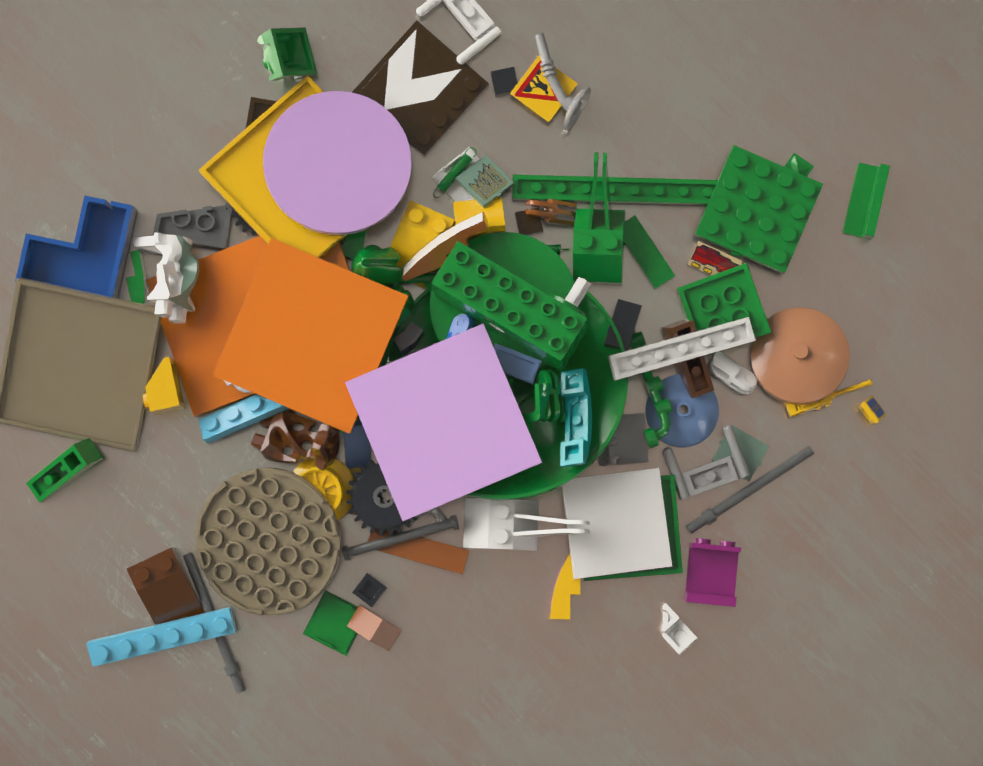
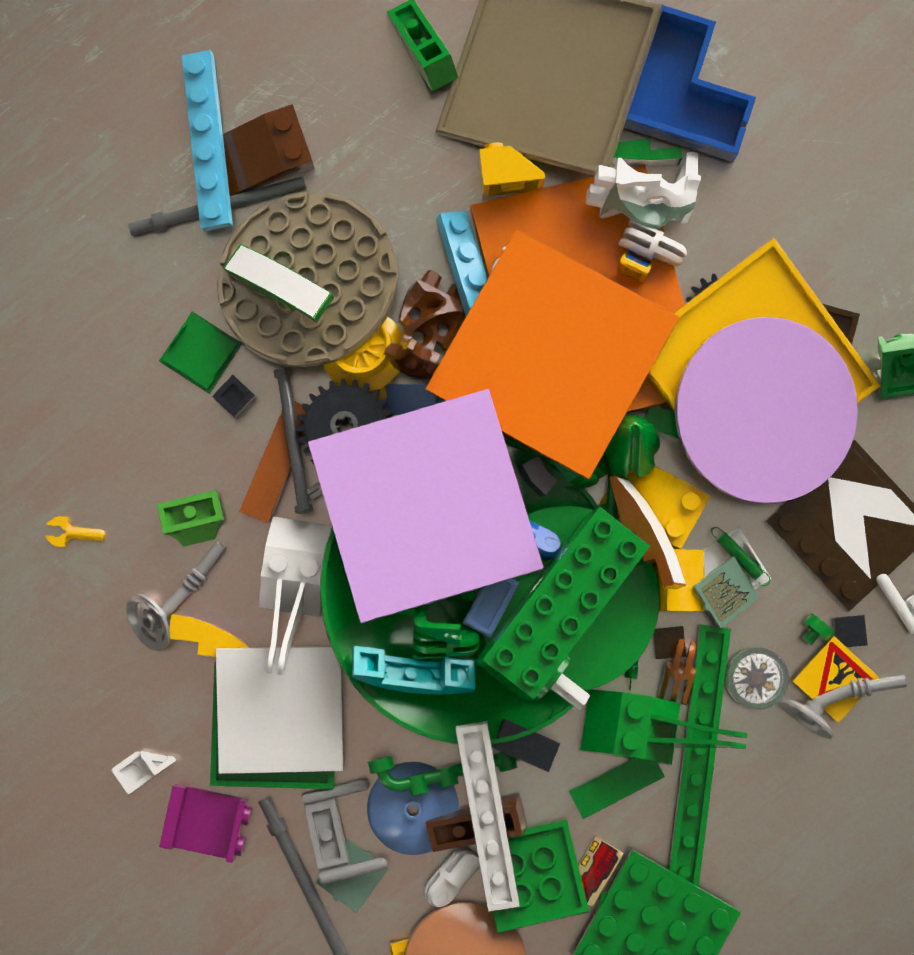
camera: 90 degrees right, 0 degrees up
(204, 226) = (706, 232): dark grey wing -> none
(212, 265) = (652, 244): none -> white arm
(231, 278) = (634, 266): none -> yellow slope
(274, 562) = (278, 282): none -> white slope
(374, 628) = (187, 397): slope -> none
(471, 612) = (191, 518): none -> bright green slope
(493, 708) = (72, 532): none -> yellow bar
(505, 107) = (817, 629): none -> green tile
(550, 150) = (757, 678): none -> clear piece
(552, 629) = (158, 616): none -> light grey dish
(627, 443) = (379, 736): light grey hinge -> none

